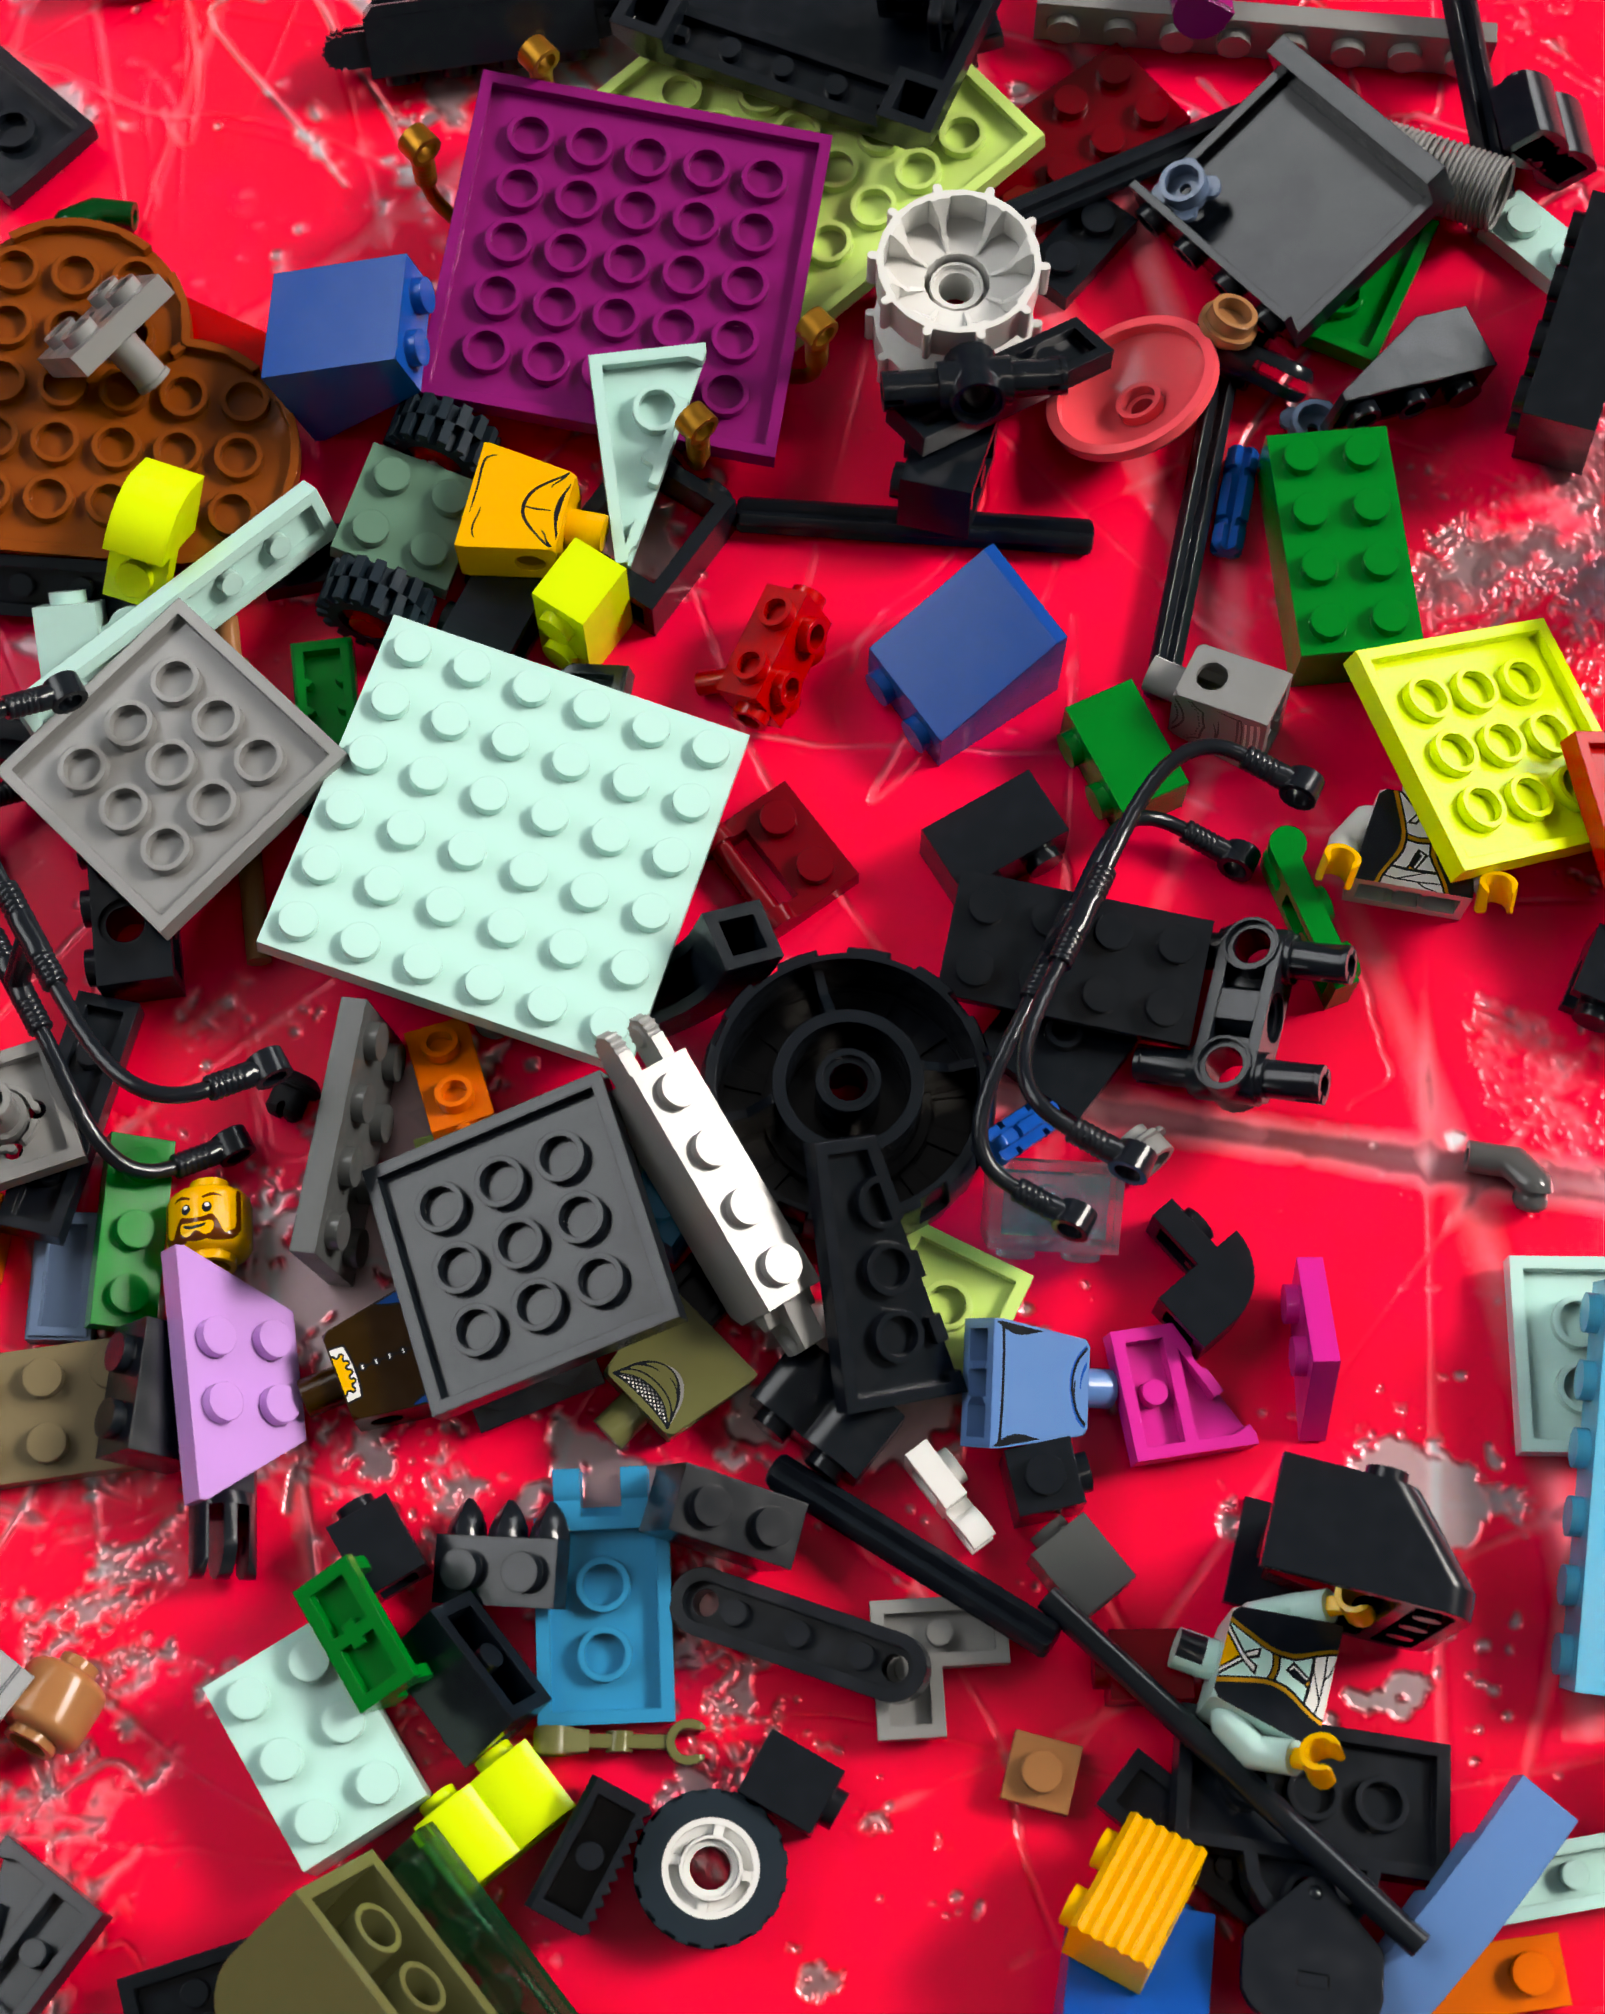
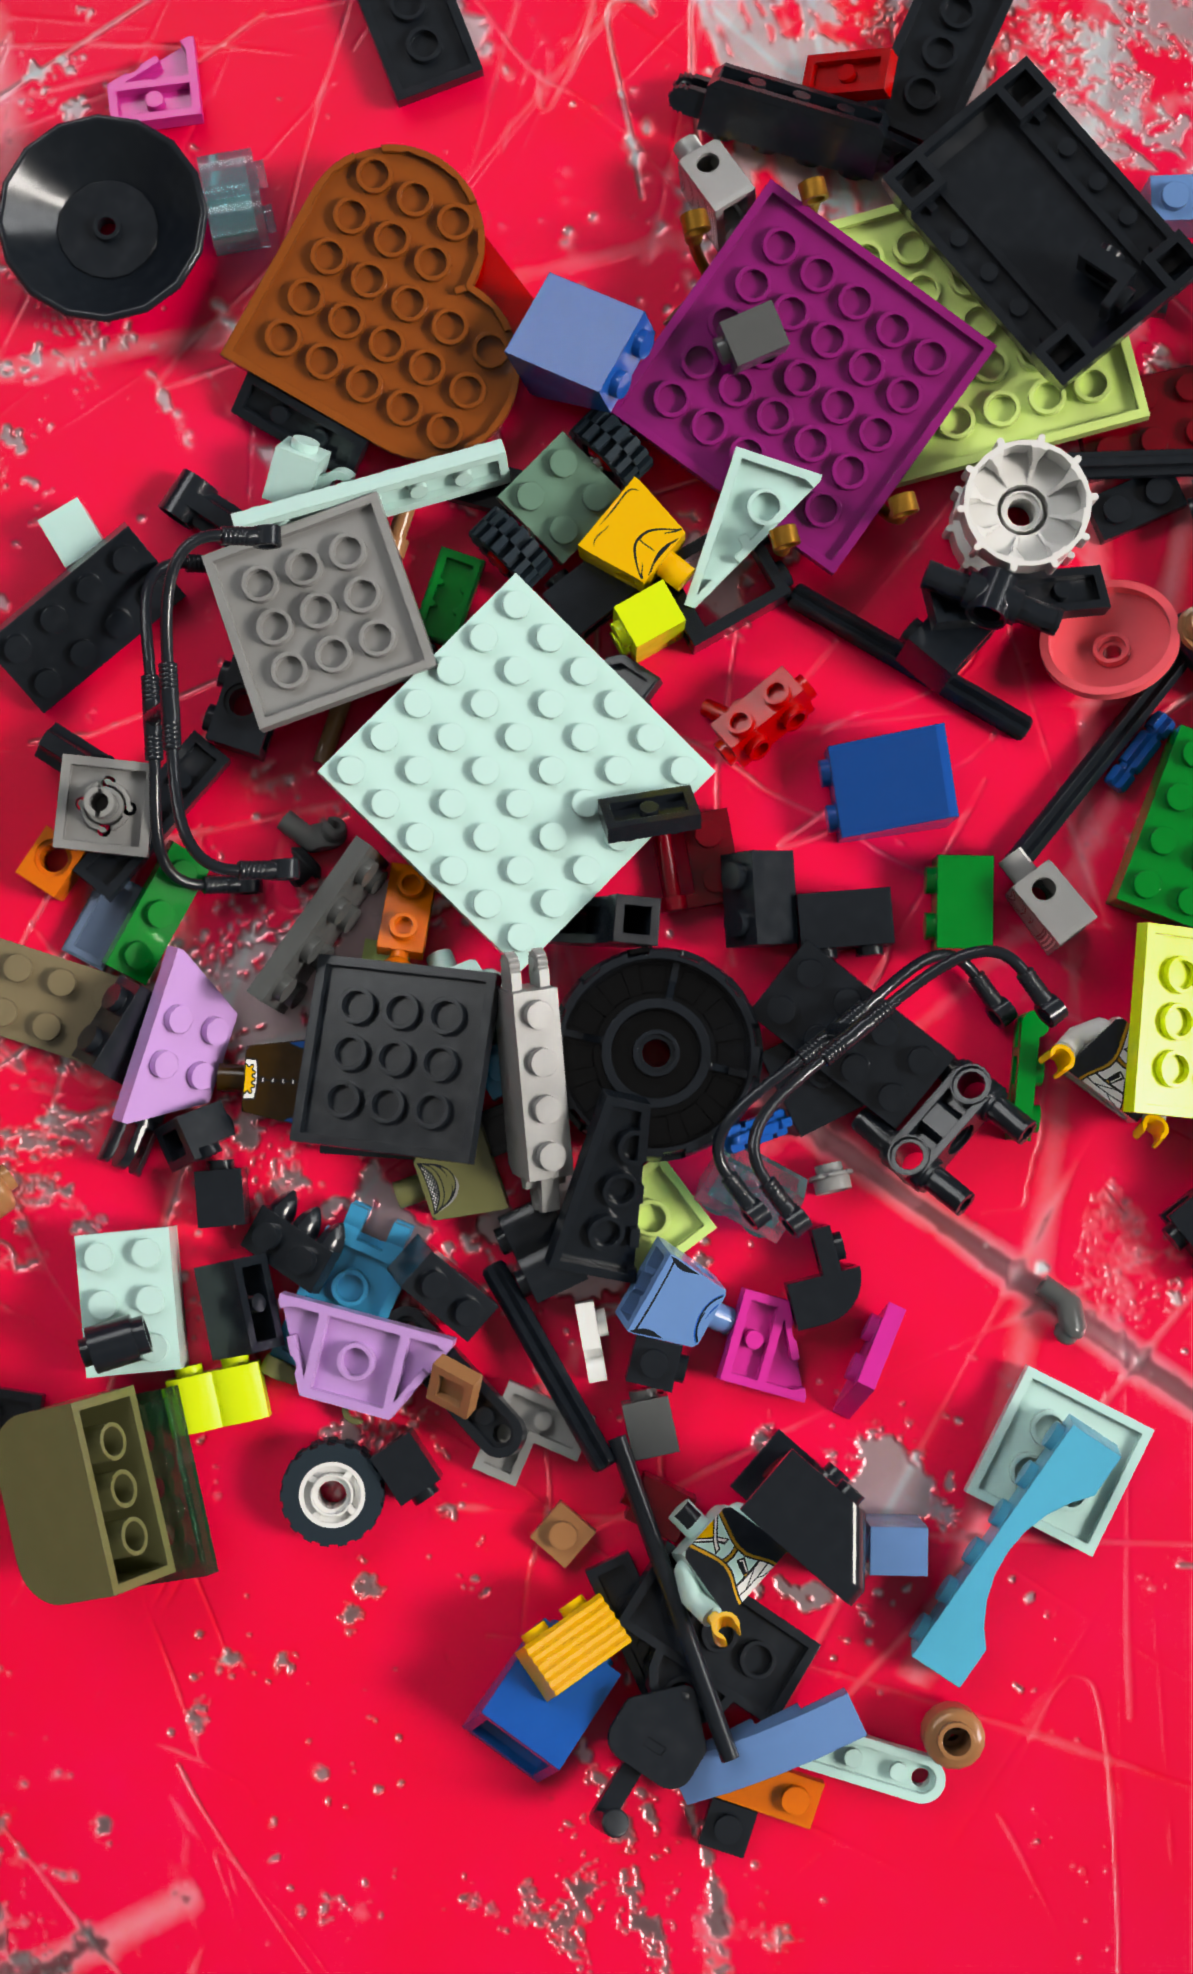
camera: 25 degrees right, 15 degrees up
(109, 331) = (415, 266): light grey plate -> none
(112, 211) = (452, 138): dark green arm -> none
(148, 527) = (380, 426): neon yellow brick -> none
(212, 1222) = (209, 934): yellow head -> none
(301, 1045) = (314, 837): none -> dark grey arm
(304, 1482) = (194, 1135): none -> black brick
(321, 1794) = (115, 1343): none -> black brick
(359, 1635) = (181, 1255): green hinge -> none
(421, 98) = (714, 182): none -> light grey torso
(546, 234) = (750, 338): none -> dark grey brick
(588, 1856) = (262, 1451): black brick -> none
(657, 1662) = (358, 1356): none -> lavender wing
(695, 805) = (649, 814): none -> black plate
(802, 1630) = (454, 1386): none -> medium nougat plate
(879, 859) = (759, 899): none -> black brick
(1490, 1547) = (896, 1545): none -> medium blue brick

